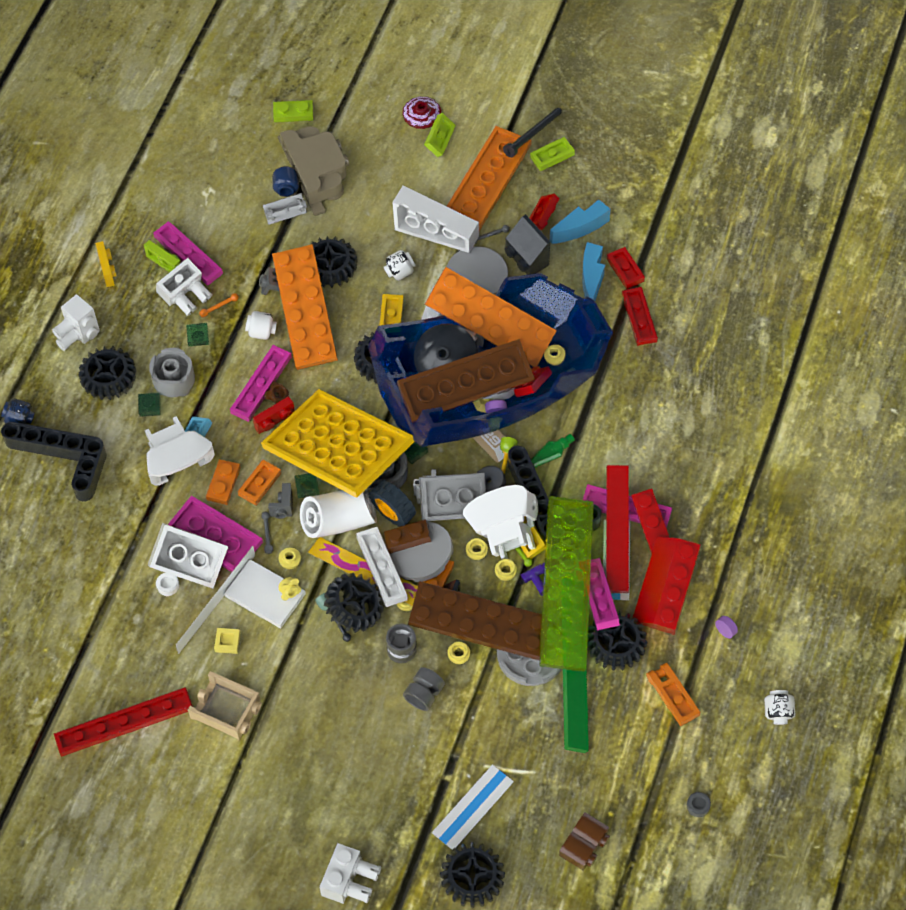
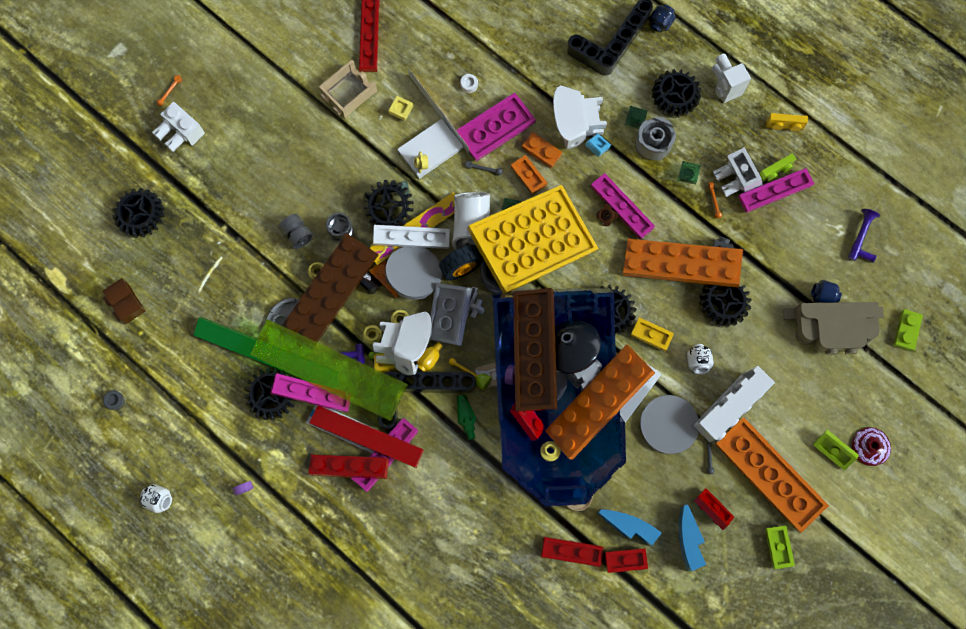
camera: 110 degrees right, 15 degrees up
(187, 555) = (481, 97): white slope -> none
(227, 170) = (869, 216): none -> dark purple piece
(260, 325) = (679, 223): white head -> none
(268, 418) = (587, 212): red plate -> none
(285, 208) = (796, 283): light grey hinge -> none
(285, 503) = (501, 188): dark grey bracket -> none
(292, 563) = (452, 180): light yellow plate -> none
(407, 536) = (429, 266): reddish brown plate -> none
(472, 807) = (193, 236): white sticker -> none
(495, 475) = (454, 359): dark grey piece -> none
(511, 149) = (791, 504): black bar -> none
(528, 246) = (676, 476): slope -> none
(666, 584) = (296, 453): red slope -> none
(673, 694) = (207, 419): orange plate -> none

